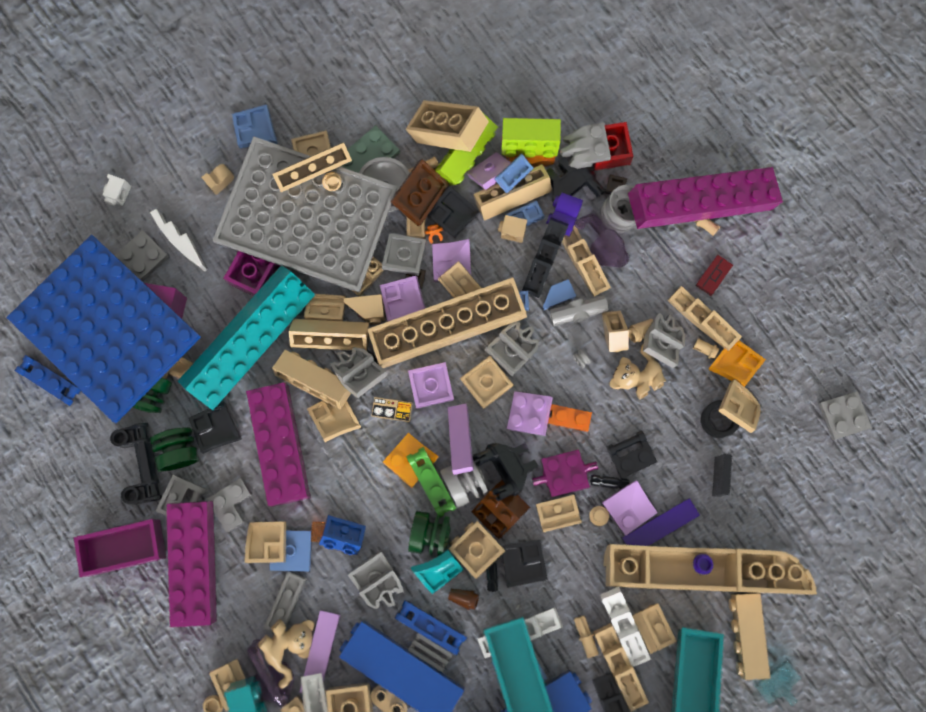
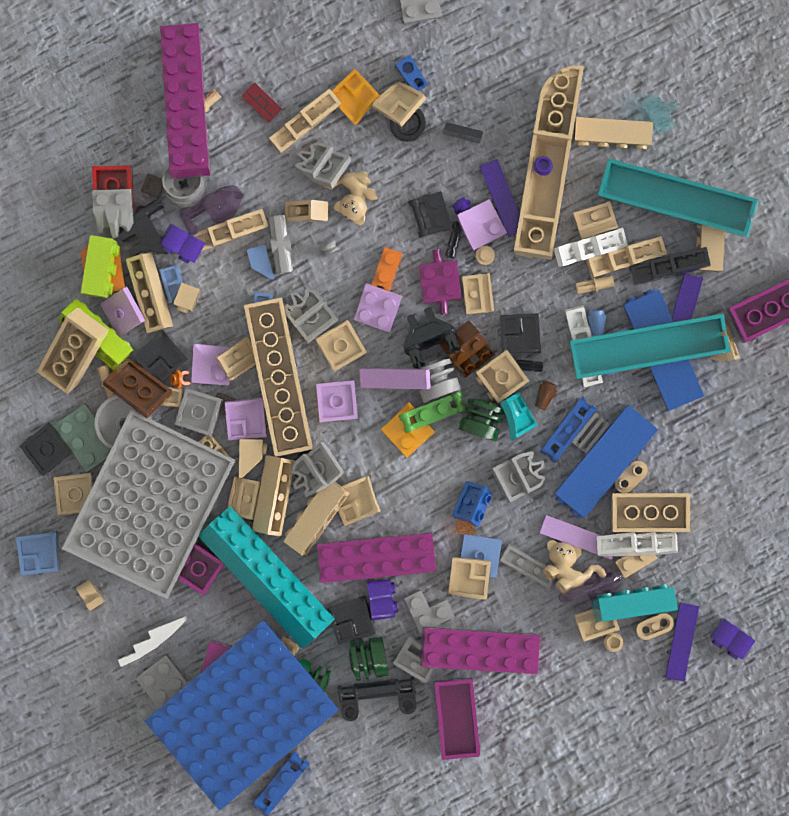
camera: 90 degrees left, 10 degrees up
(116, 190) = (89, 703): white brick -> none
(237, 455) = (381, 599): none -> dark purple brick
(312, 167) = (106, 491): tan brick -> none
(331, 181) = (121, 474): tan plate -> none
(352, 121) = (46, 449): none -> black plate
(392, 409) = (355, 442): tile -> none
(513, 173) = (133, 289): medium blue plate -> none
(545, 257) = (223, 270): black slope -> none
(547, 644) = (597, 321): none -> medium blue cone
(638, 331) = (309, 188): tan cone -> none
(646, 484) = (461, 205): none -> dark purple plate
(706, 348) = (335, 124): tan pin -> none
(772, 415) = (411, 73): none -> blue leg

